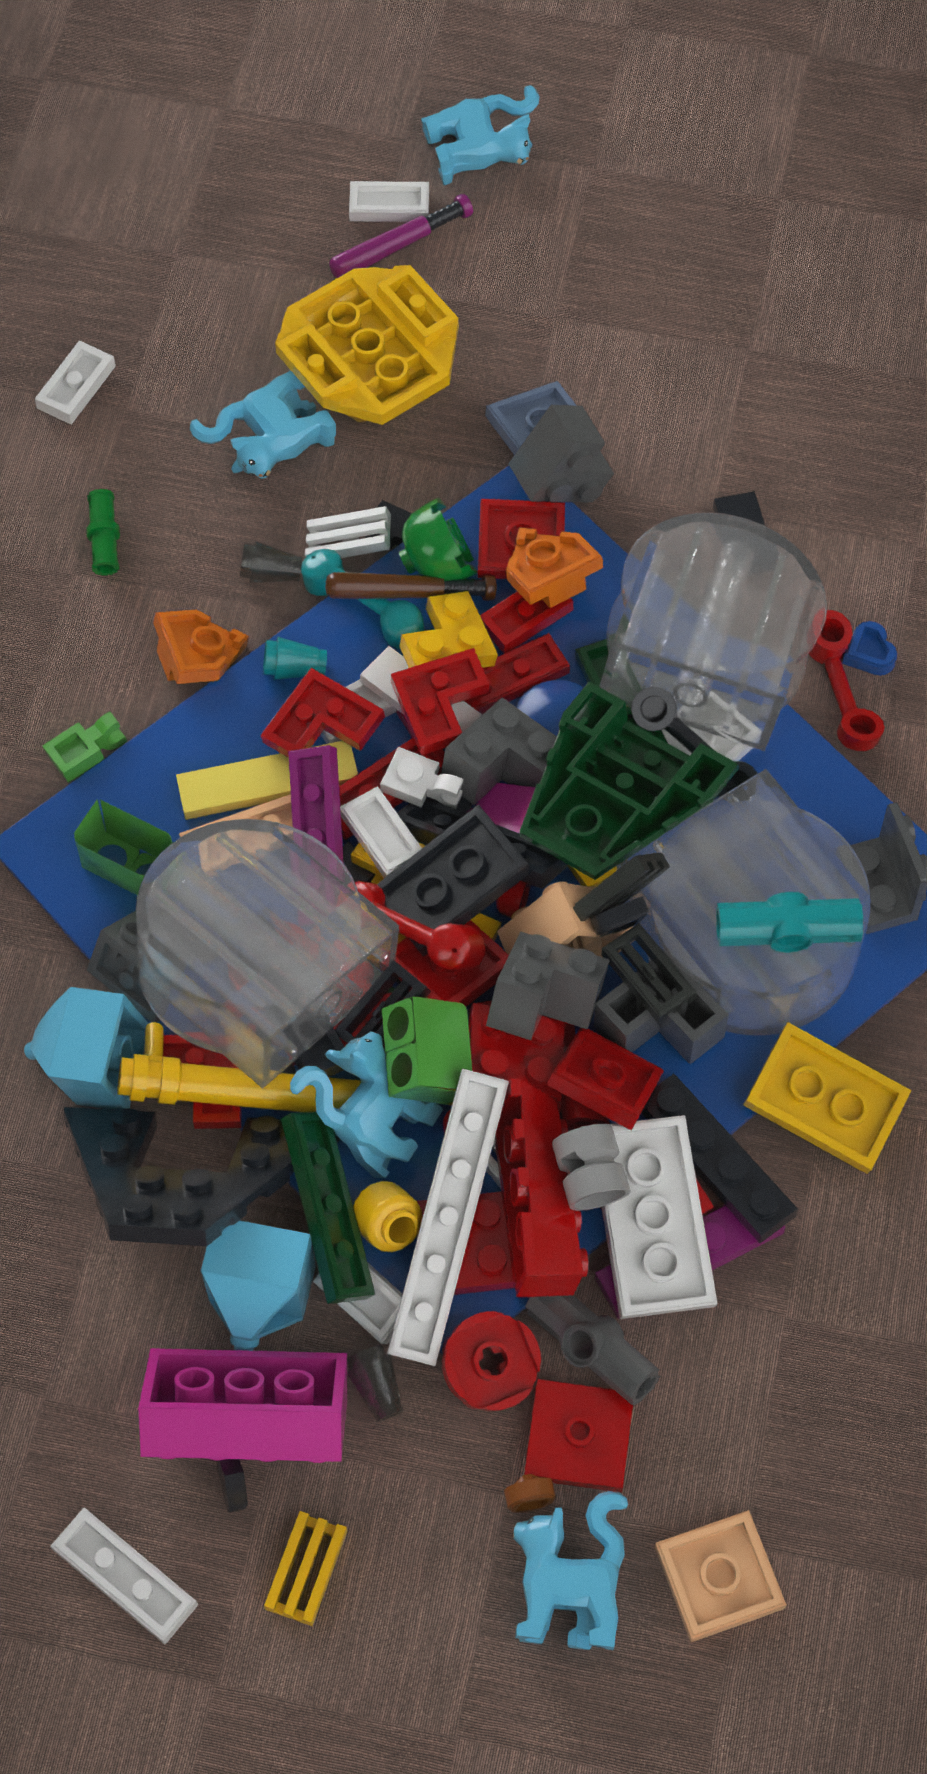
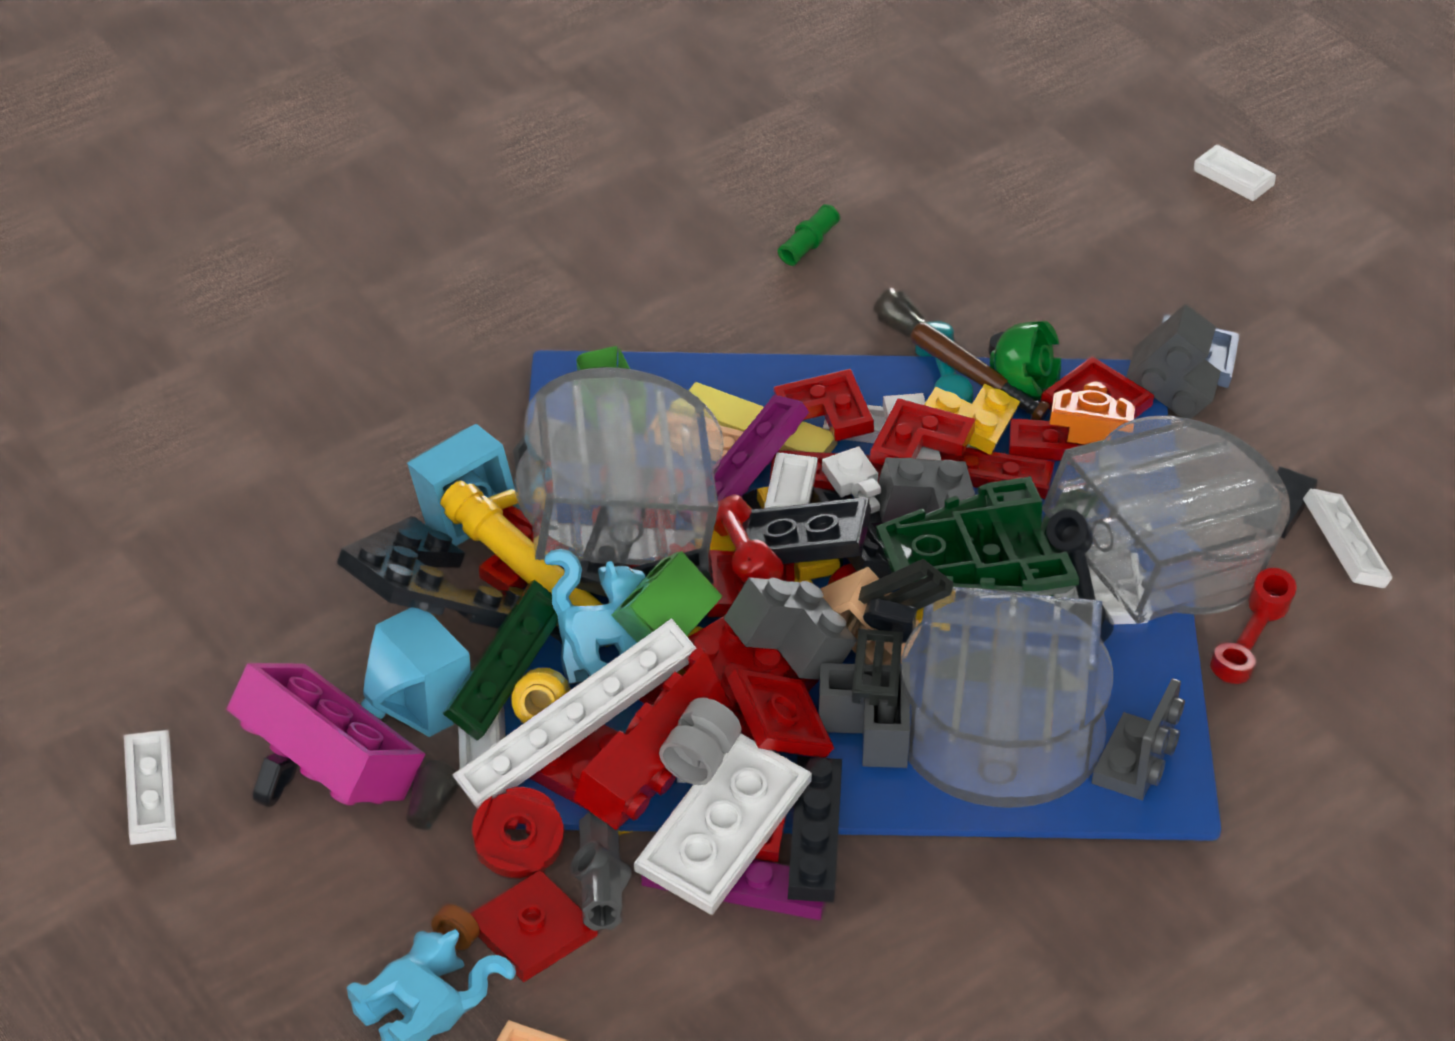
camera: 40 degrees right, 20 degrees down
(75, 382) = (886, 147): white plate -> none
(80, 749) = (655, 335): bright green plate -> none
(194, 647) = (798, 328): orange plate -> none
(273, 418) = (1003, 241): medium azure animal -> none
(292, 659) = (844, 357): teal cone -> none
(319, 1527) = (261, 860): yellow tile -> none
(349, 529) = (977, 328): white tile -> none
(370, 342) = (1112, 228): yellow piece -> none
(393, 240) = (1200, 192): magenta piece -> none
(476, 141) = (1339, 165): medium azure animal -> none
(789, 922) = (1005, 685): teal piece -> none
(827, 1098) = (941, 851): yellow plate -> none
(828, 534) = (1347, 538): none -> white tile
(871, 650) = (1301, 627): blue tile -> none

